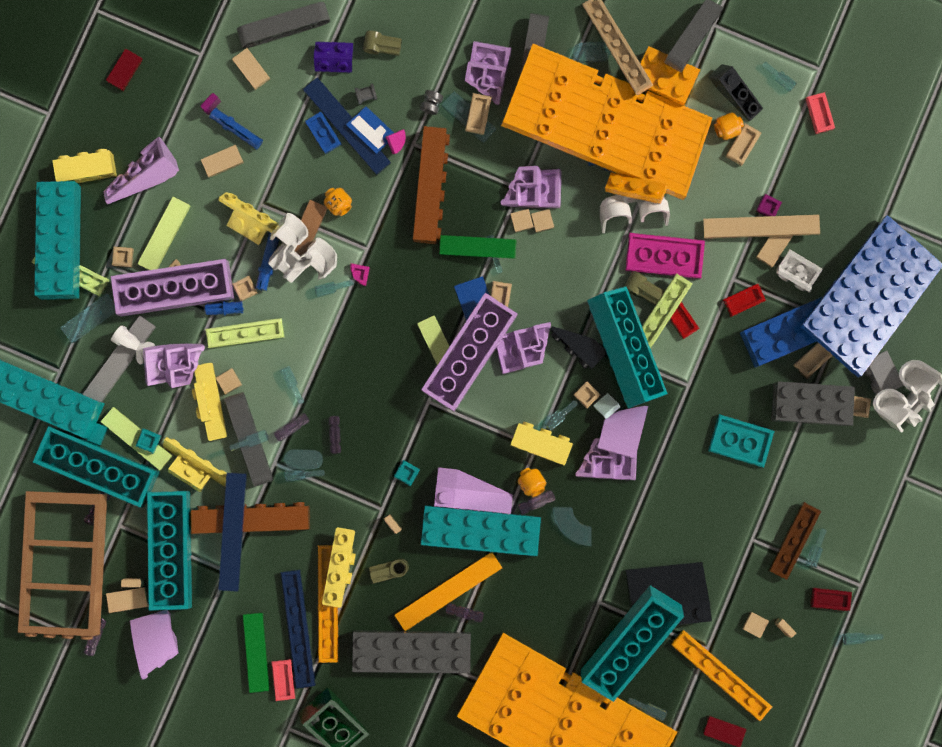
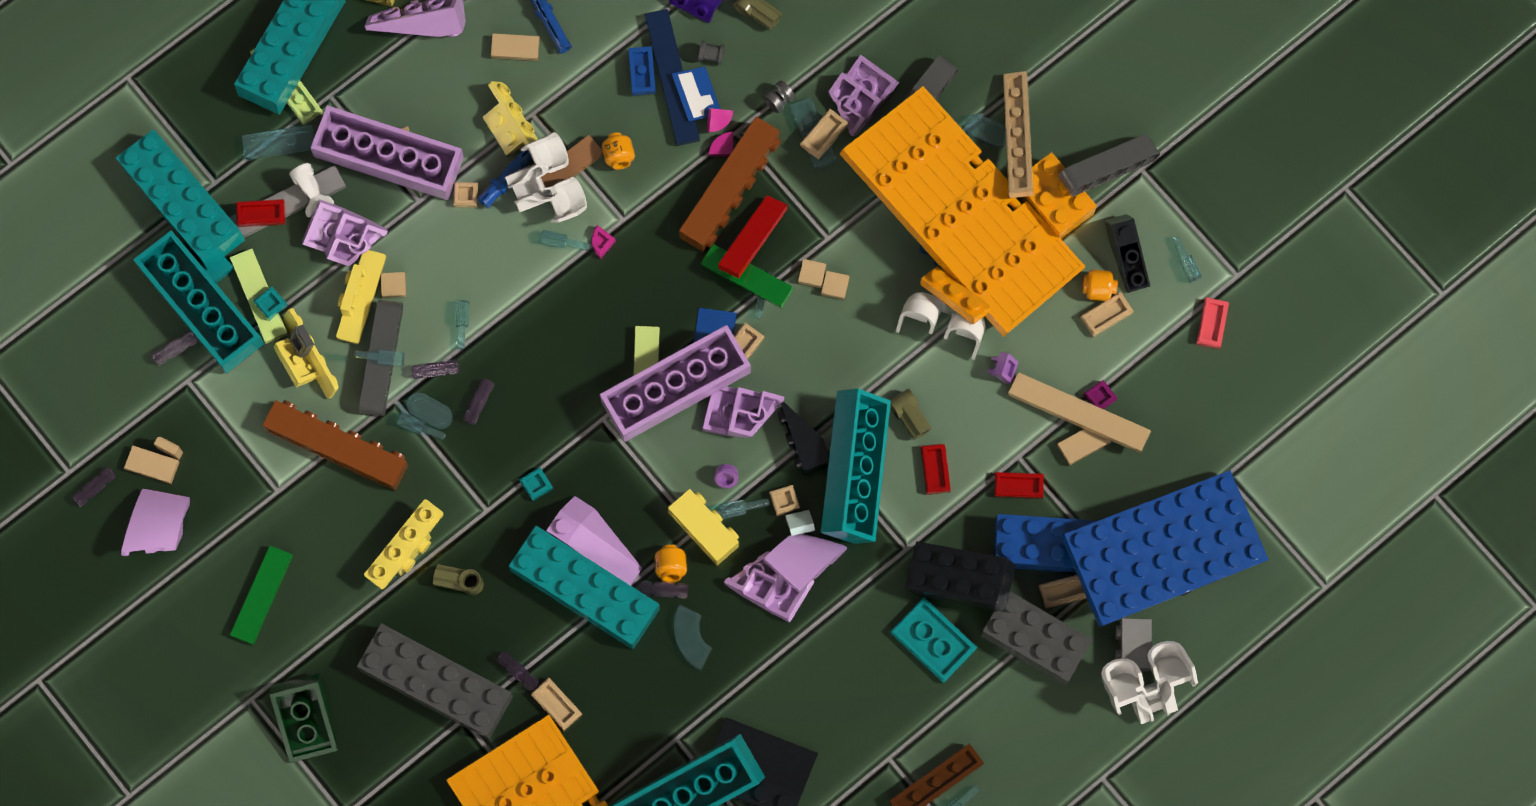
camera: 30 degrees right, 10 degrees down
(98, 546) = (127, 428): medium nougat window -> none
(105, 378) = (260, 213): none -> red tile
(122, 257) = (350, 95): tan tile -> none
(164, 234) = (410, 92): yellowish green tile -> none
(169, 550) = (228, 432): teal brick -> none
(186, 458) = (301, 341): none -> dark grey tile
(224, 308) = (431, 203): blue axle -> none
(232, 532) = (308, 445): dark blue tile -> none
(245, 333) = (439, 242): yellowish green tile -> none
(283, 679) = (275, 641): coral tile -> none
(298, 629) = (321, 593): dark blue tile -> none
(326, 614) = (362, 596): light orange tile -> none
(392, 524) = (489, 530): tan tile -> none
(409, 159) = (722, 145): none -> dark pink tile
(448, 591) = (512, 638): light orange tile -> none
(467, 216) = (752, 236): none -> red tile
(503, 621) = (556, 704): none -> tan tile
(534, 188) = (844, 246): lavender slope -> none
(537, 399) = (726, 476): none -> medium lavender tile
(665, 255) = (953, 391): dark pink tile -> none
(665, 308) = (922, 448): yellowish green tile -> none
(693, 220) = (1005, 367): none -> medium lavender tile
(741, 389) = (960, 576): none -> black brick
(798, 271) = (1096, 482): white bracket -> none
(861, 407) = (1089, 670): tan tile -> none

